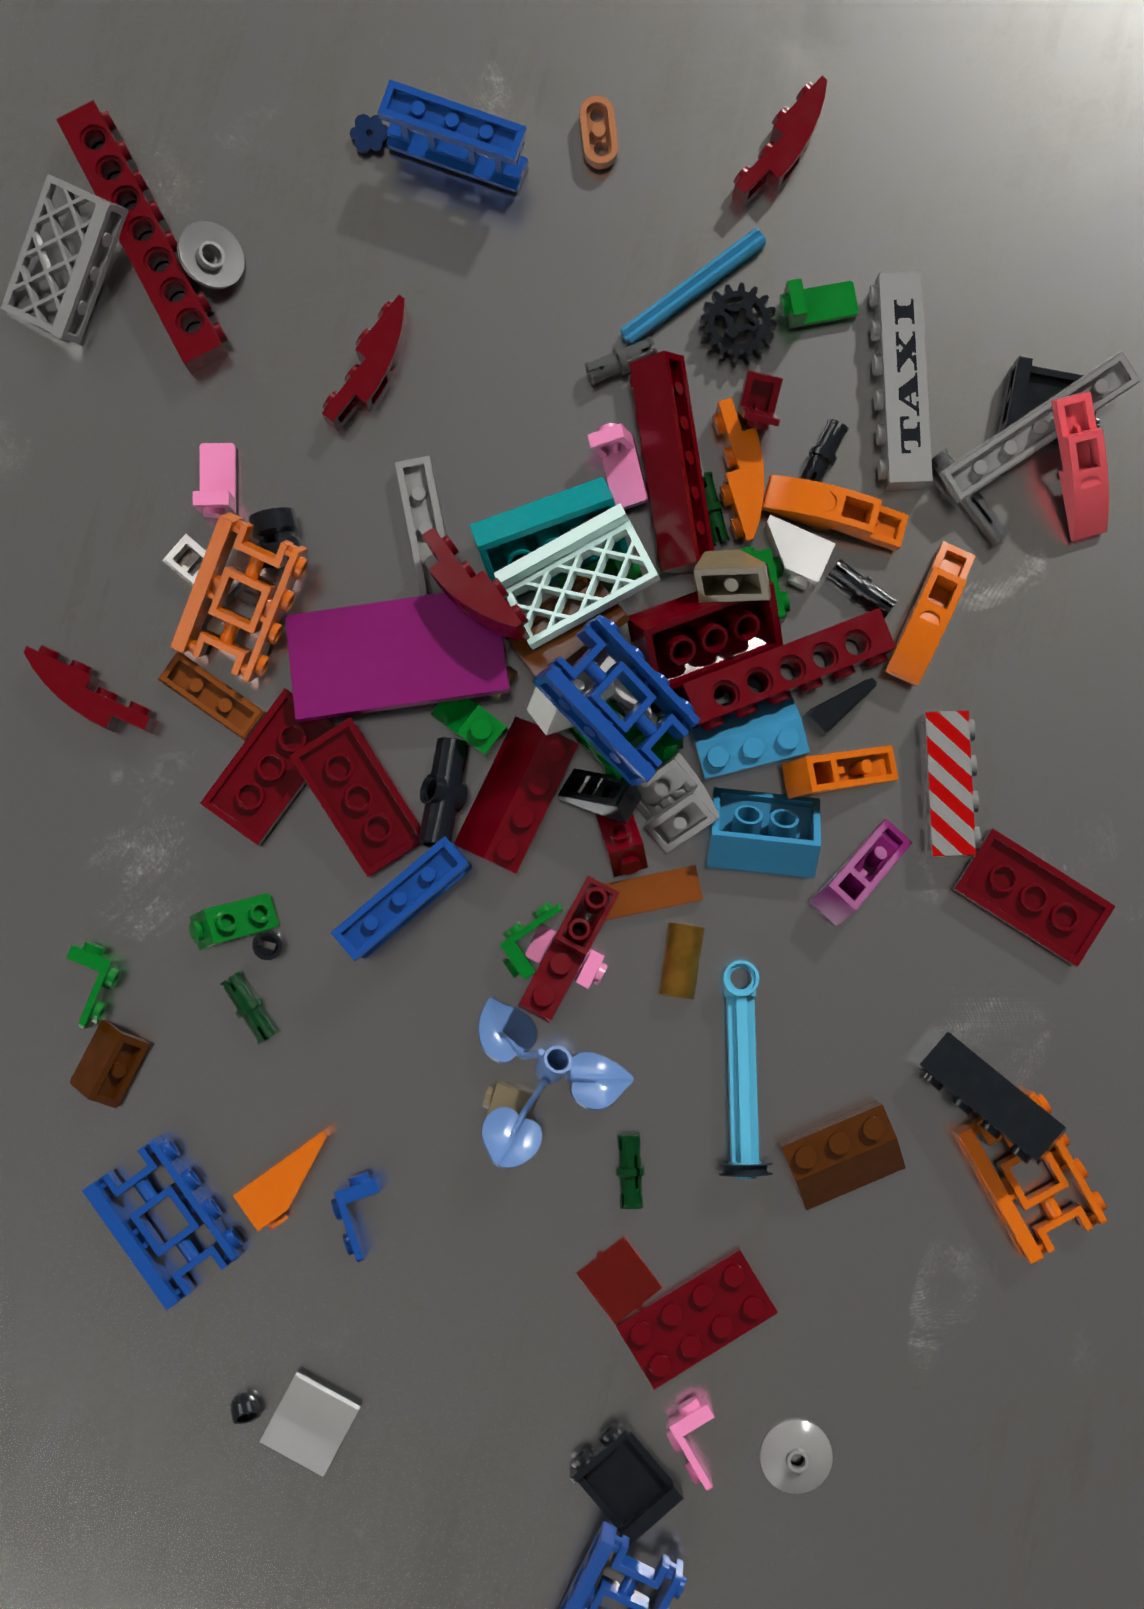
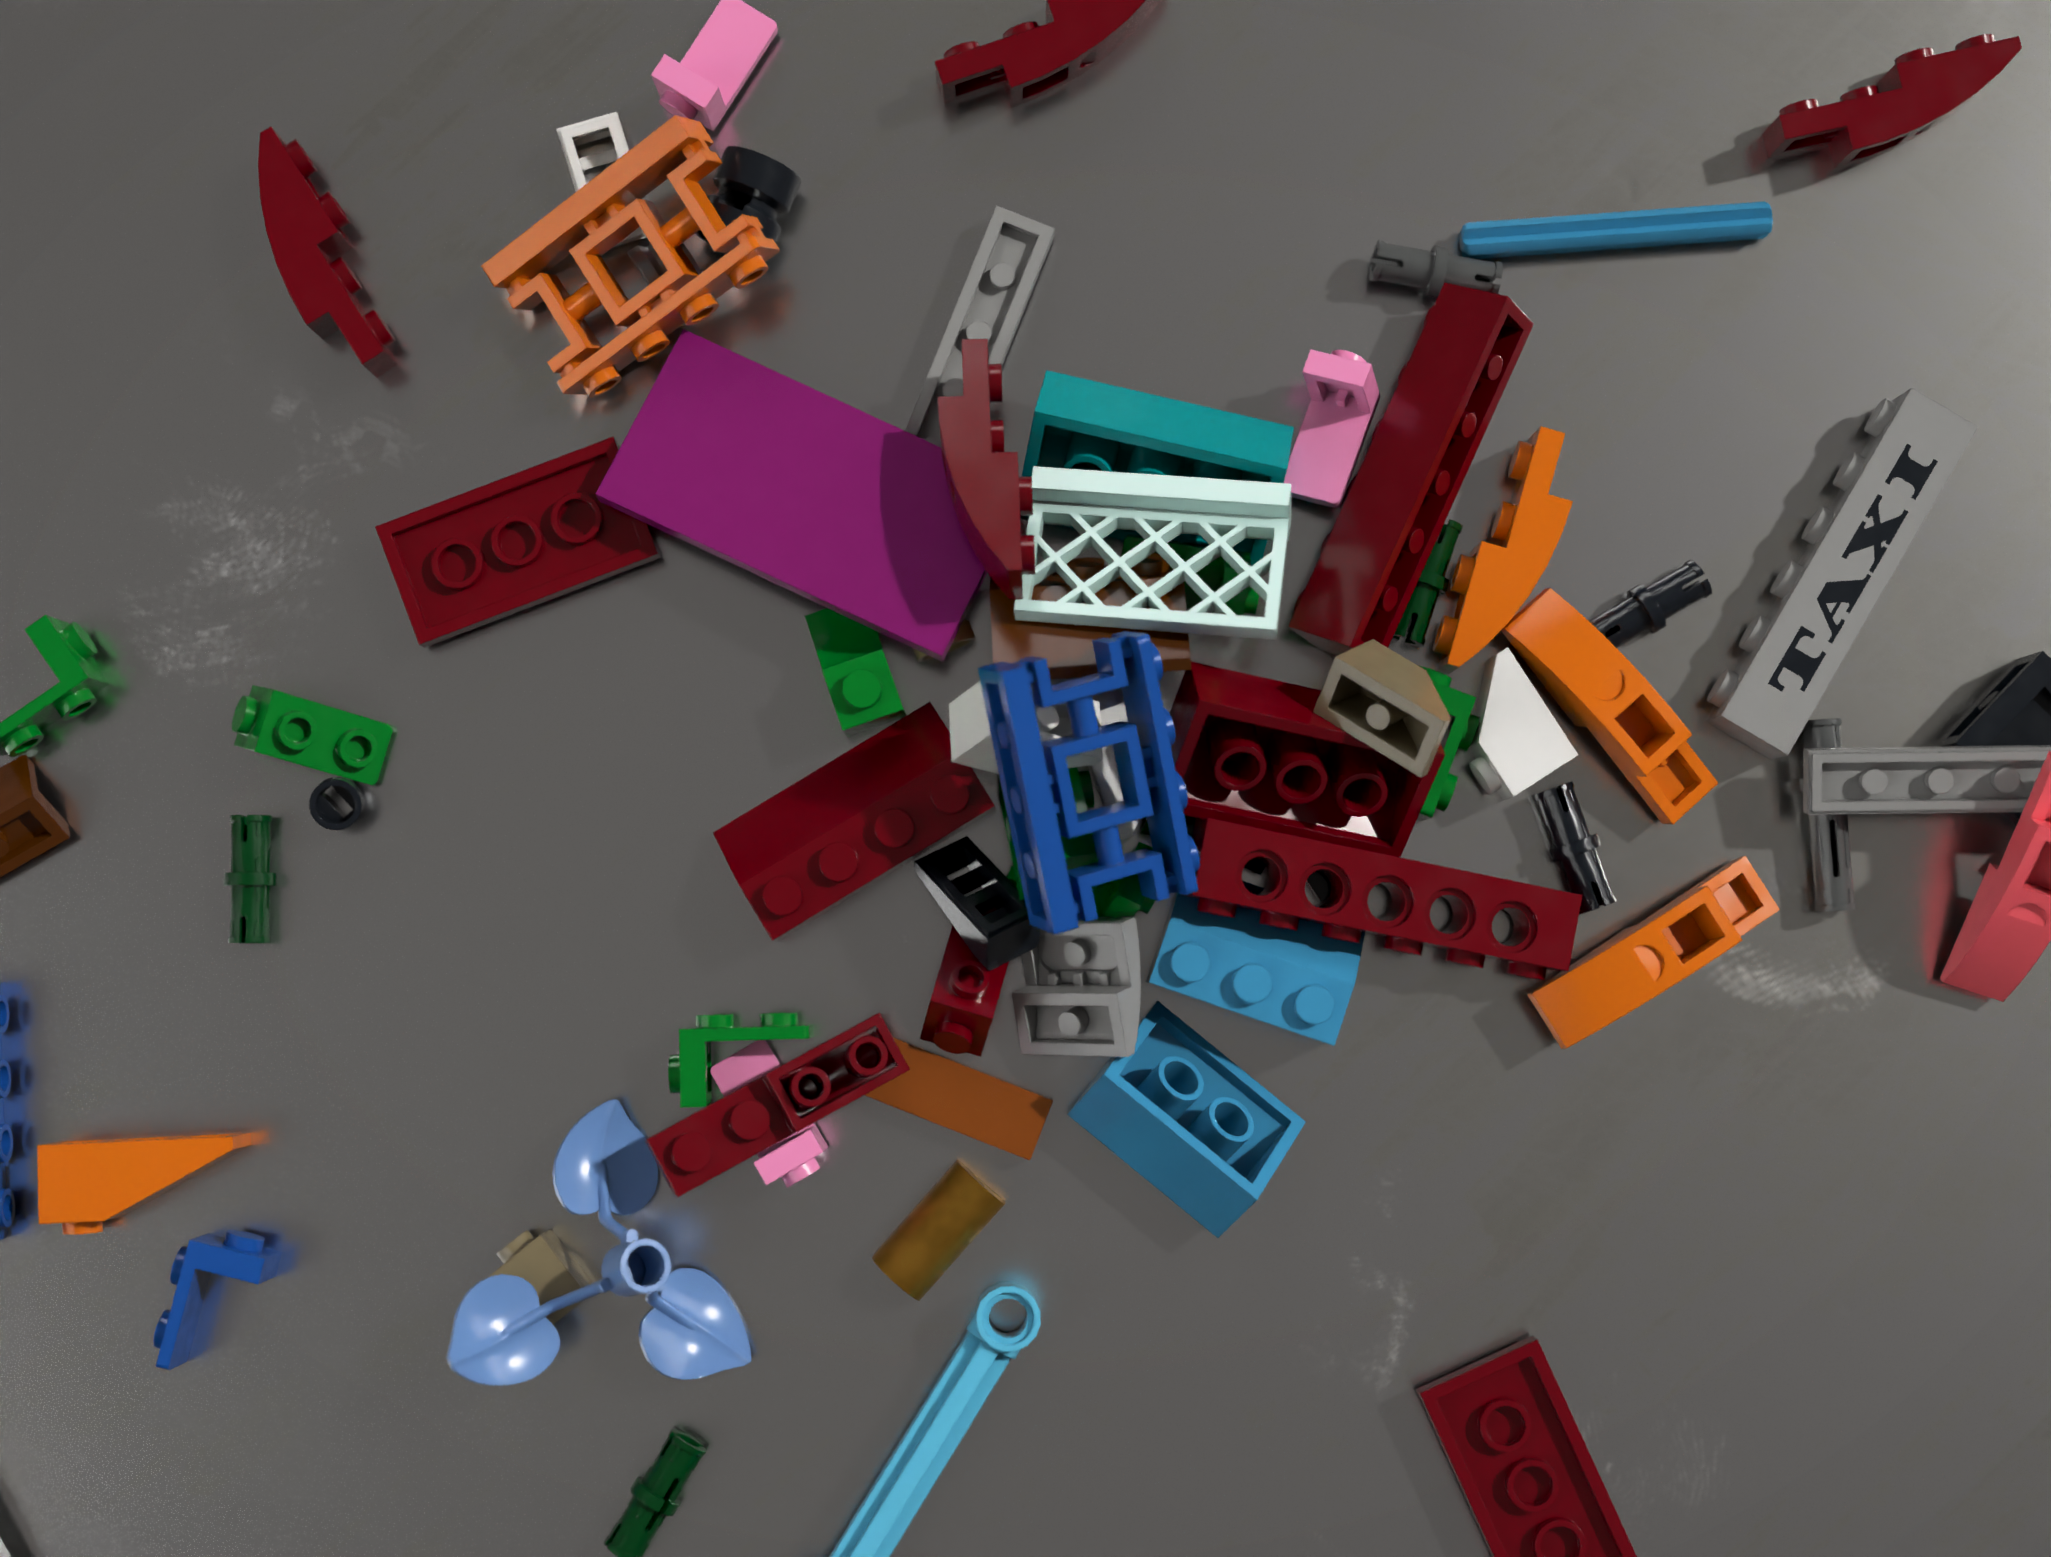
camera: 25 degrees right, 0 degrees up
(211, 695) = (500, 378): dark orange tile -> none
(358, 796) = (615, 670): dark red plate -> none
(402, 899) = (574, 868): blue fence -> none
(443, 791) = (745, 747): black piece -> none
(748, 330) = (1637, 305): black gear -> none
(760, 400) = (1605, 464): dark red bracket -> none
(818, 303) = (1788, 375): green bracket -> none
(829, 713) = (1406, 1004): black slope -> none
(839, 771) = (1361, 1101): orange slope -> none
(861, 872) = (1294, 1276): magenta slope -> none
(948, 784) = (1513, 1228): brick -> none

